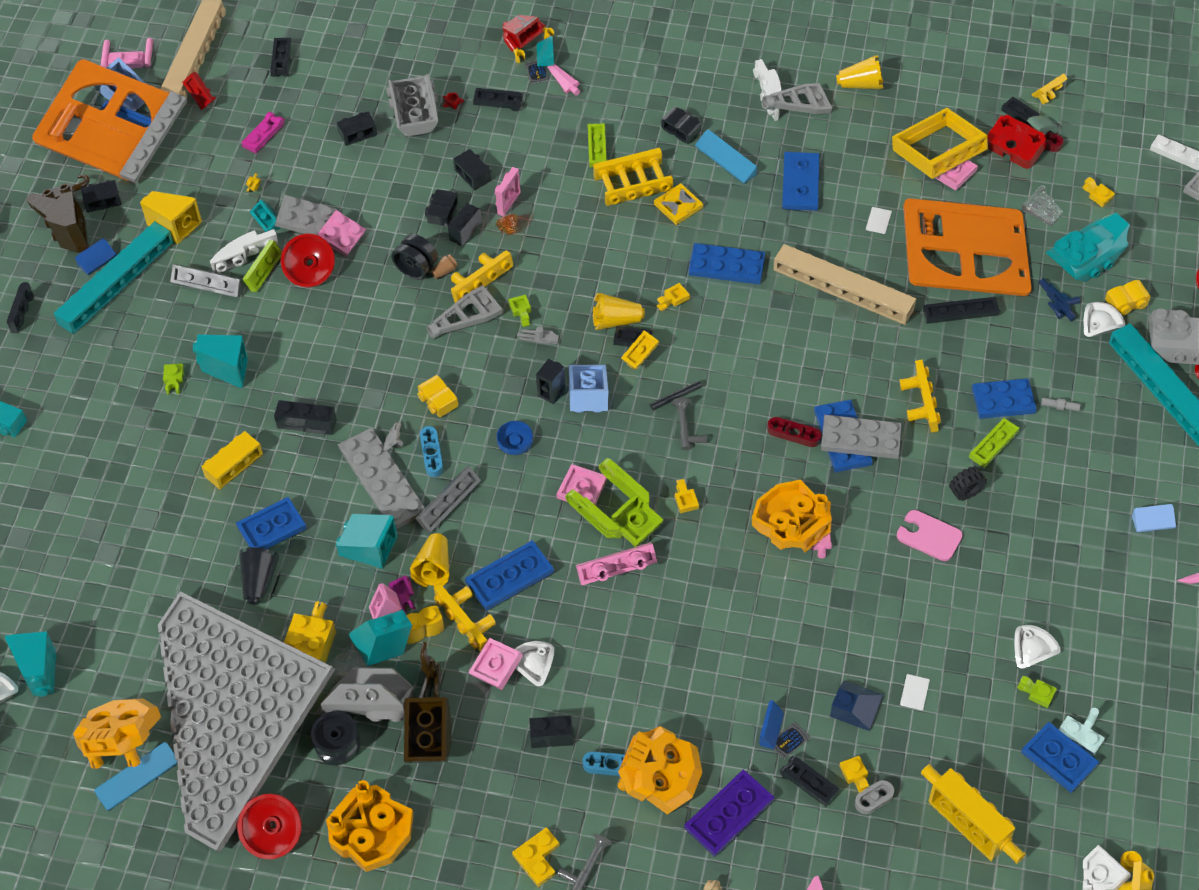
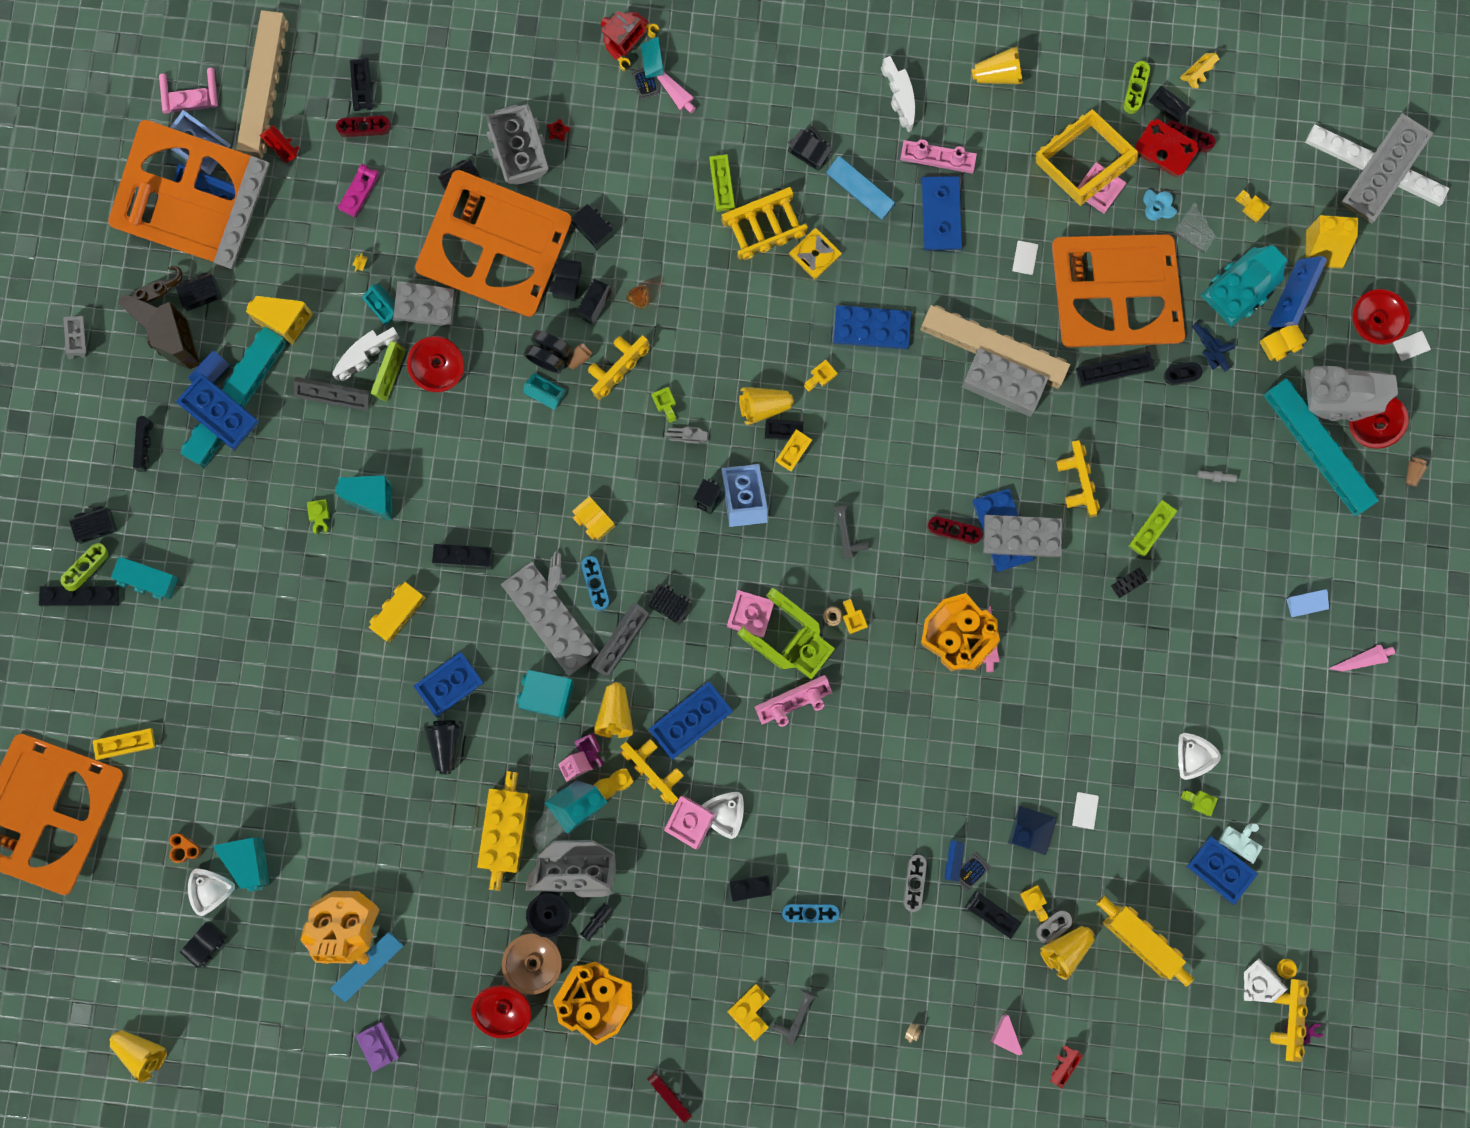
camera: 10 degrees left, 25 degrees up
(96, 281) = (217, 411): none -> blue plate
(132, 856) = (377, 1046): none -> medium lavender plate
(231, 708) = (447, 892): light grey plate -> none
(271, 82) = (358, 120): none -> dark red beam
(310, 771) = (517, 965): none -> medium nougat dish
(341, 233) = (464, 322): bright pink plate -> none
(384, 753) = (596, 922): none -> black pin
(391, 162) = (506, 226): none -> orange door
(406, 293) = (544, 391): none -> teal slope
(427, 718) = (634, 894): dark brown slope -> none
(480, 299) = (628, 401): light grey plate -> none
(498, 98) = (607, 126): black plate -> none
(502, 471) = (669, 604): none -> black brick
(507, 191) = (632, 263): bright pink plate -> none
(514, 437) = (677, 561): blue piece -> none
(664, 491) = (837, 612): none -> tan plate
(676, 775) = (871, 925): light orange brick -> none
(677, 394) = (833, 495): black bar -> none
(720, 751) = (907, 886): none -> light grey beam
(729, 812) = (922, 954): dark purple plate -> none
(799, 137) = (937, 156): none -> bright pink plate
(818, 101) = (951, 101): light grey plate -> none
(851, 312) = (1004, 382): none -> light grey piece
(886, 819) = (1068, 951): none -> yellow cone
(932, 537) = (1097, 639): bright pink piece -> none
(990, 104) = (1142, 82): none -> lime beam
(1003, 398) = (1160, 473): blue plate -> none
(1008, 187) = (1160, 203): none -> medium azure plate
(1028, 317) = (1182, 375): none -> black plate
(1043, 124) = (1194, 123): sand green slope -> none
(1101, 319) = (1256, 370): white hat -> none
(1141, 255) = (1297, 292): none -> blue plate
(1173, 217) = (1332, 239): none -> yellow slope

